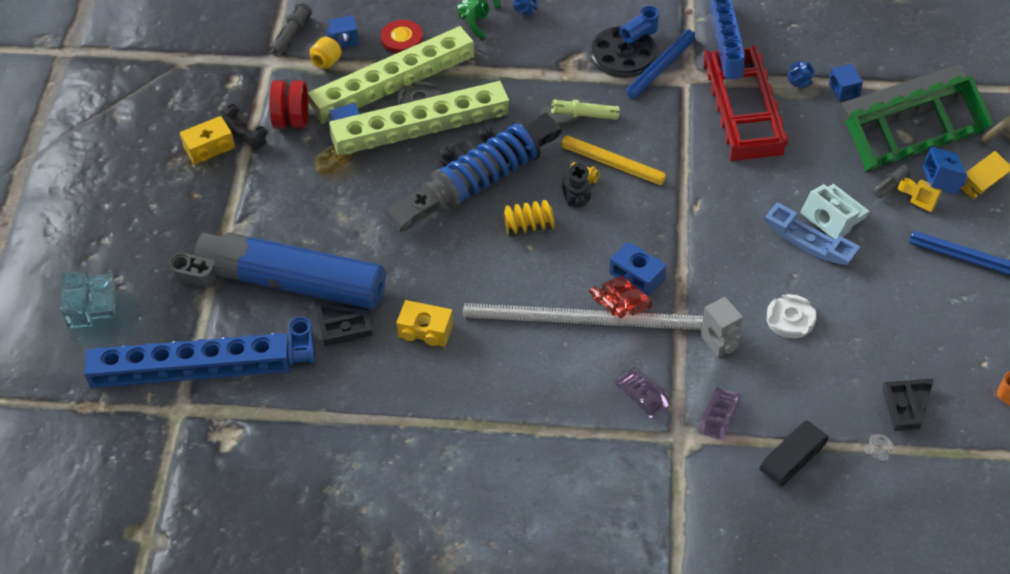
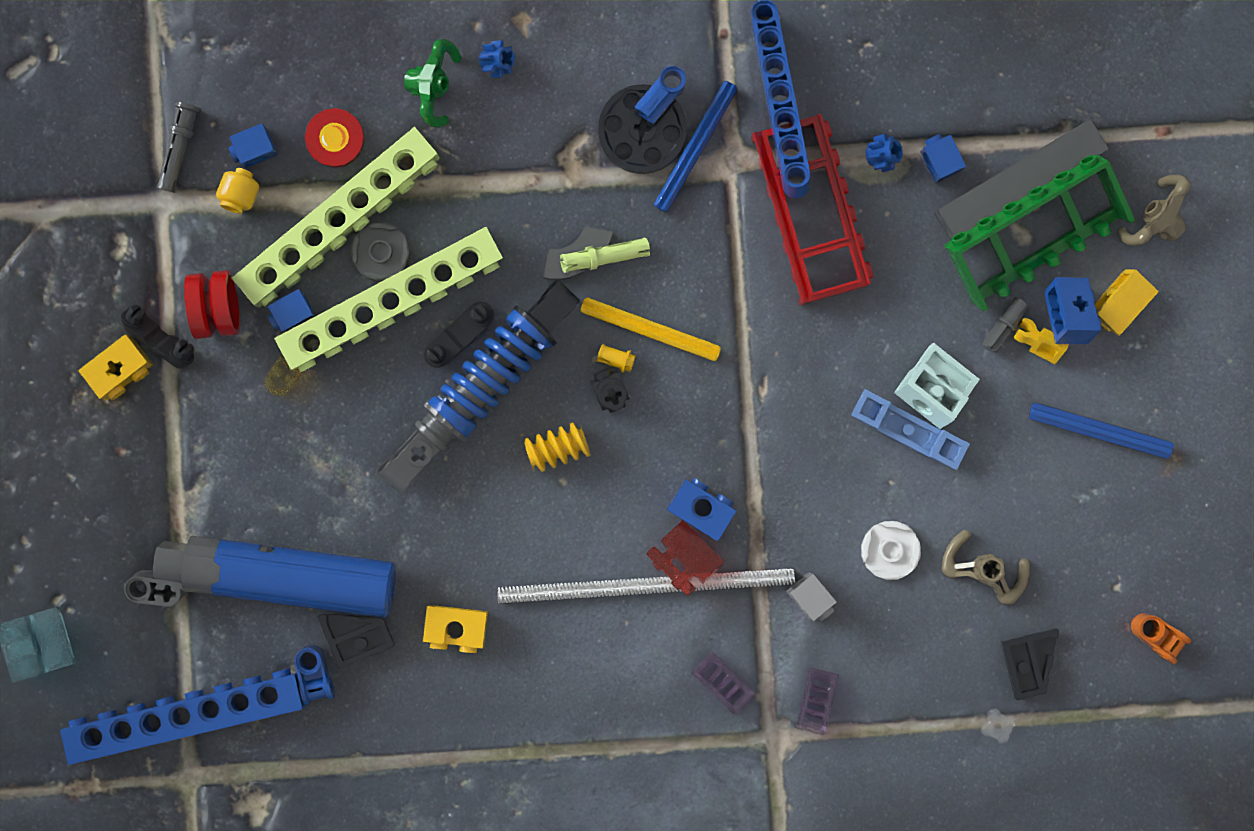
camera: 10 degrees left, 35 degrees up
(793, 453) = (904, 750): black beam -> none
(871, 333) = (1004, 594): none -> dark tan piece

